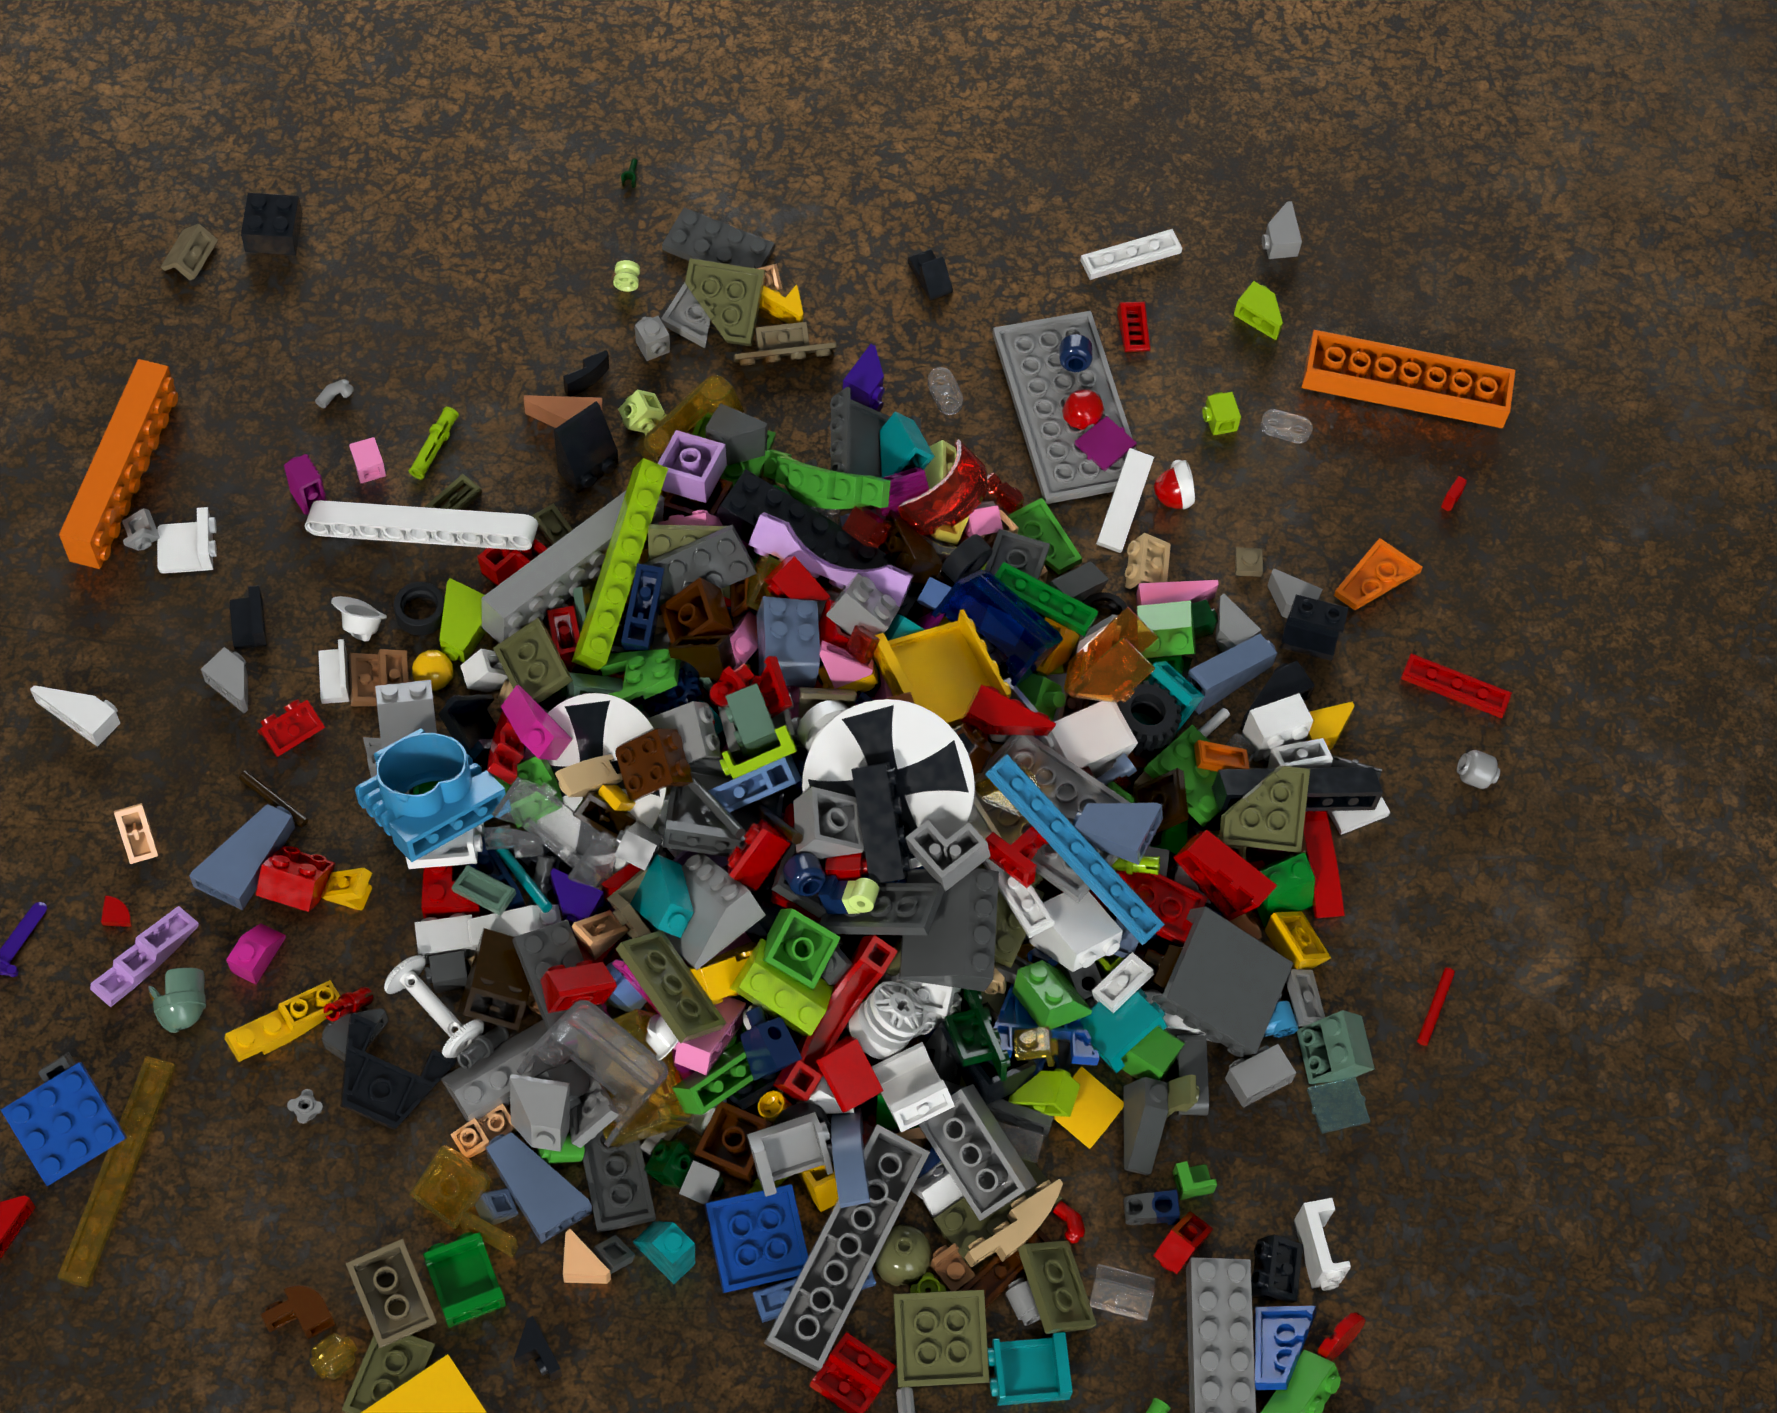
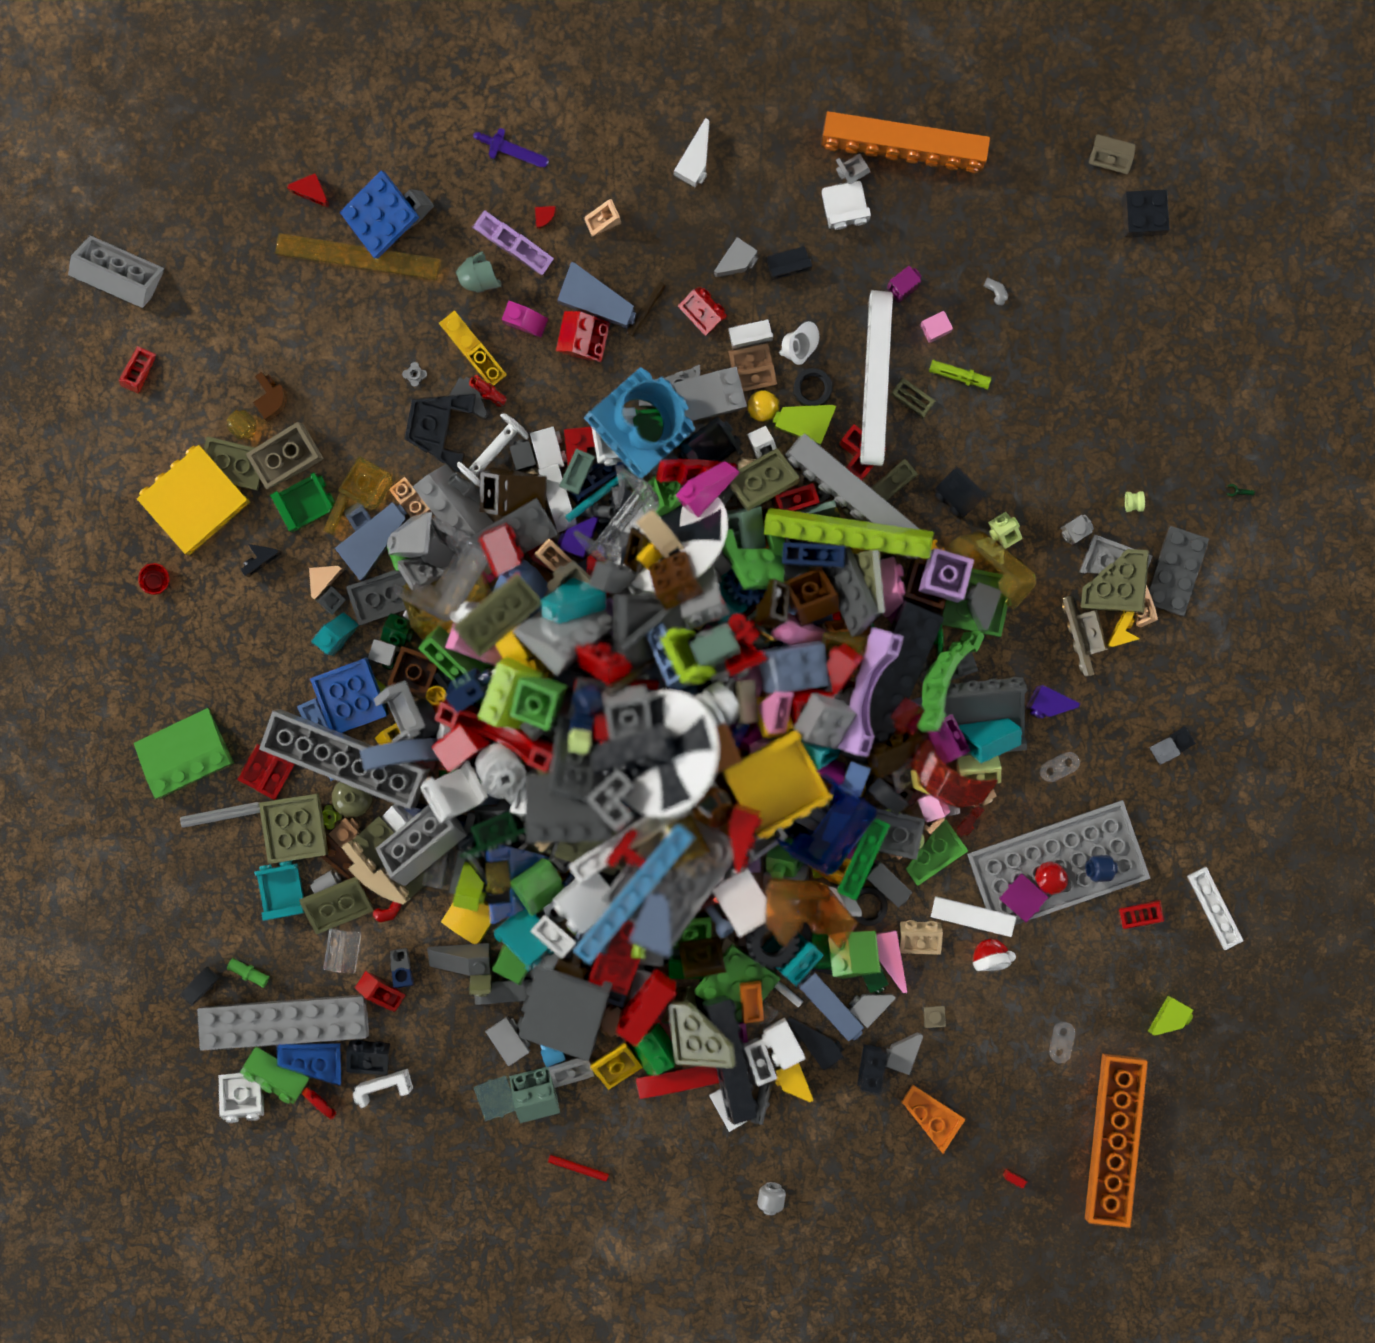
camera: 90 degrees right, 25 degrees up
(348, 888) = (579, 374): yellow slope -> none
(556, 409) = (997, 479): nougat slope -> none
(593, 369) = (1042, 487): black slope -> none
(862, 644) = (790, 723): clear red plate -> none
(1193, 1180) = (426, 996): bright green panel -> none
(1221, 413) = (1066, 989): lime brick -> none
(1282, 234) = (1248, 1032): light grey slope -> none
(1456, 685) = (844, 1181): red tile -> none

